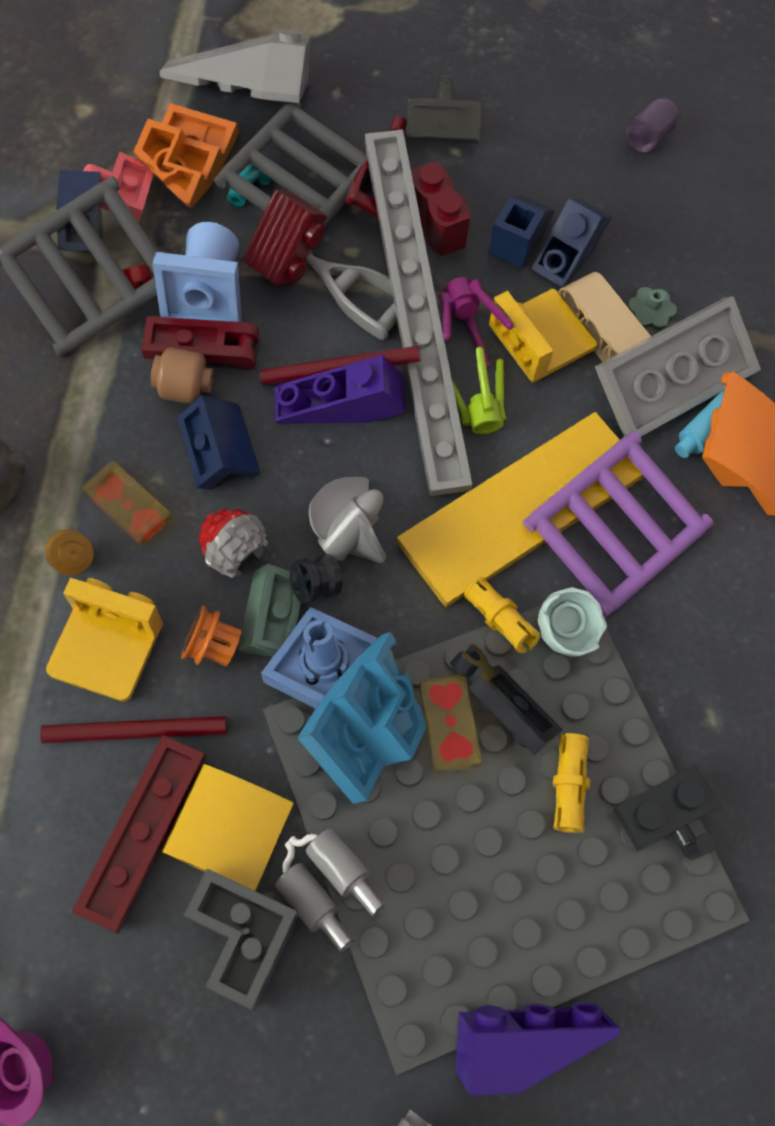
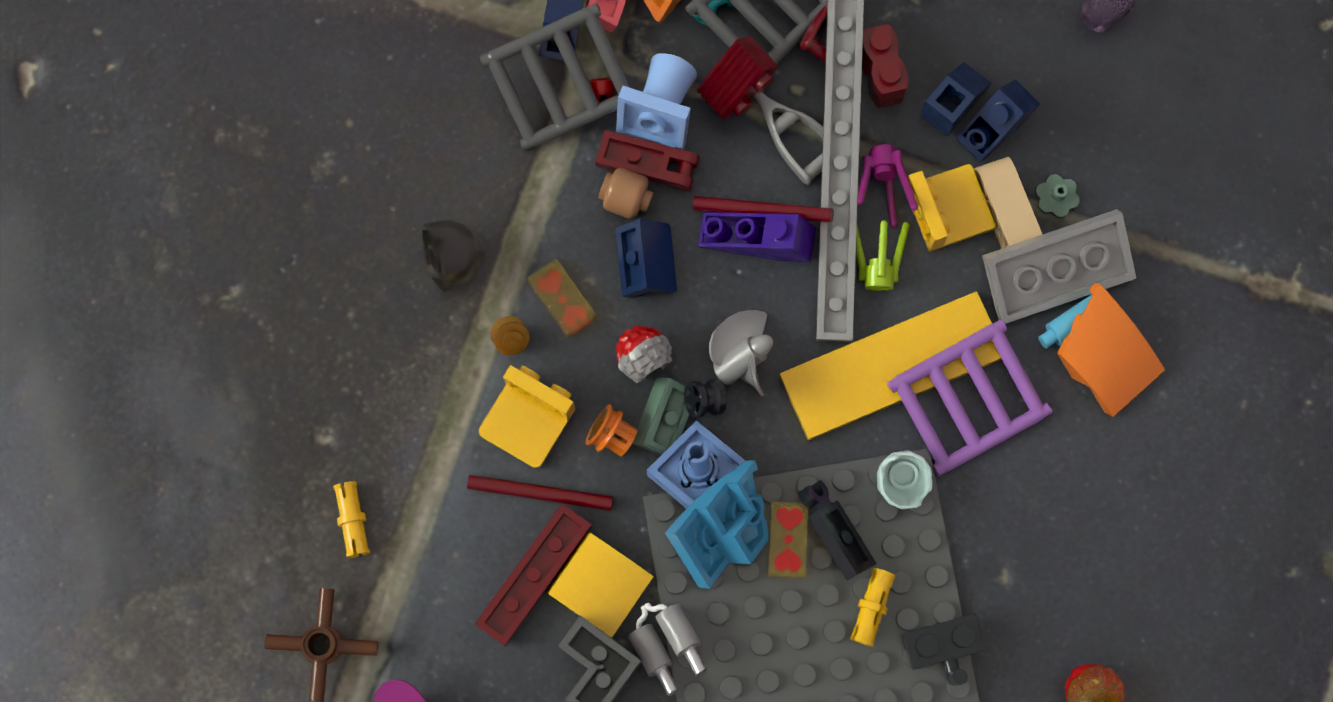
camera: 20 degrees right, 10 degrees up
(502, 615) = (850, 459): yellow pin -> none

